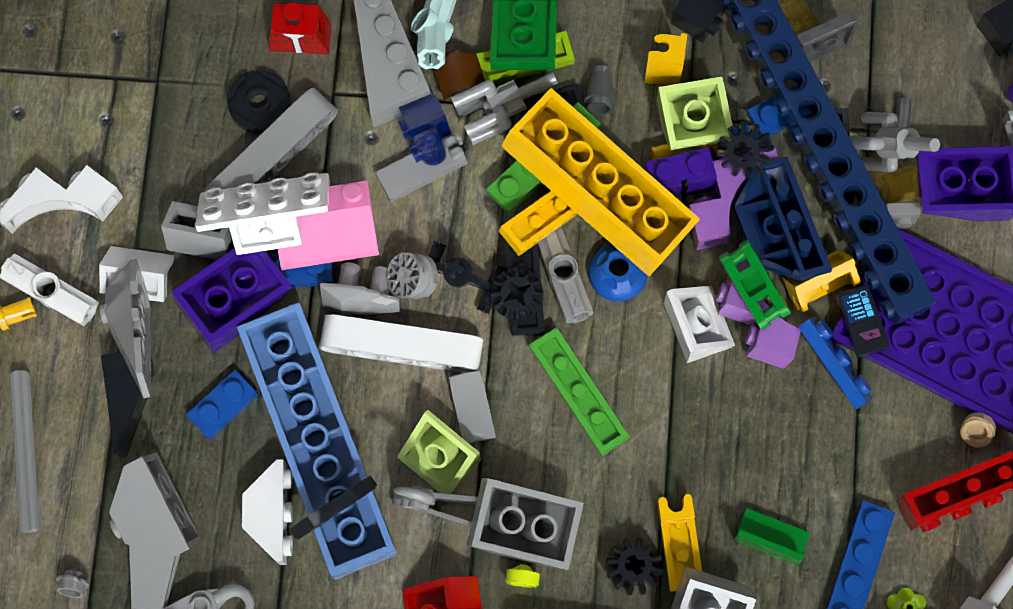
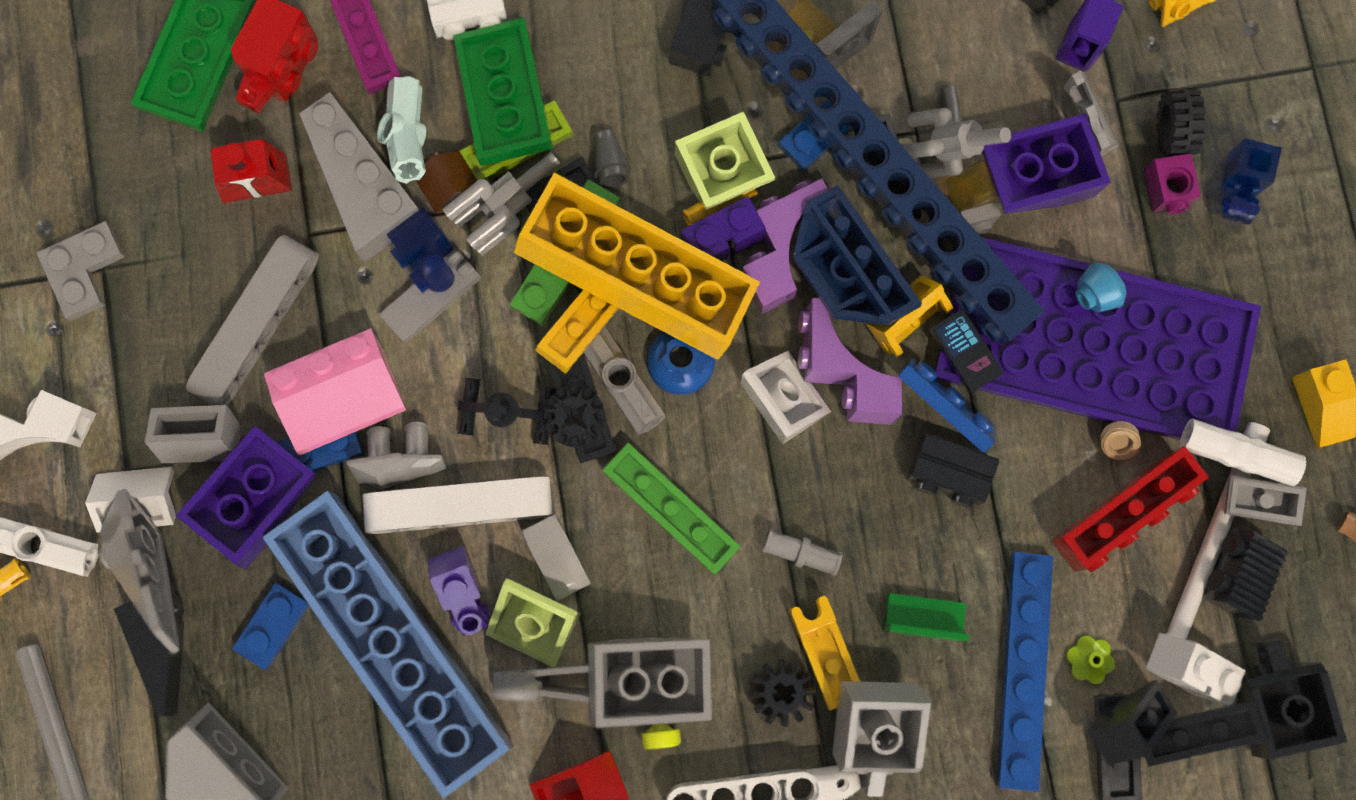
camera: 20 degrees left, 5 degrees up
(134, 69) = (71, 264): none -> light grey plate
(248, 87) = (207, 253): black tile -> none
(264, 213) = (260, 397): white bracket -> none
(267, 511) = (354, 739): white slope -> none
(334, 507) = (426, 723): black tile -> none
(384, 412) = (458, 590): none -> dark purple brick
(413, 275) = (451, 424): light grey wheel -> none
(667, 66) = (678, 115): yellow hinge -> none
(680, 455) = (802, 552): none -> light grey pin
(739, 159) = (798, 179): black gear -> none
(755, 284) = (839, 342): green plate -> none
(826, 419) = (952, 470): none -> black brick
(990, 296) = (1100, 288): none -> dark azure cone

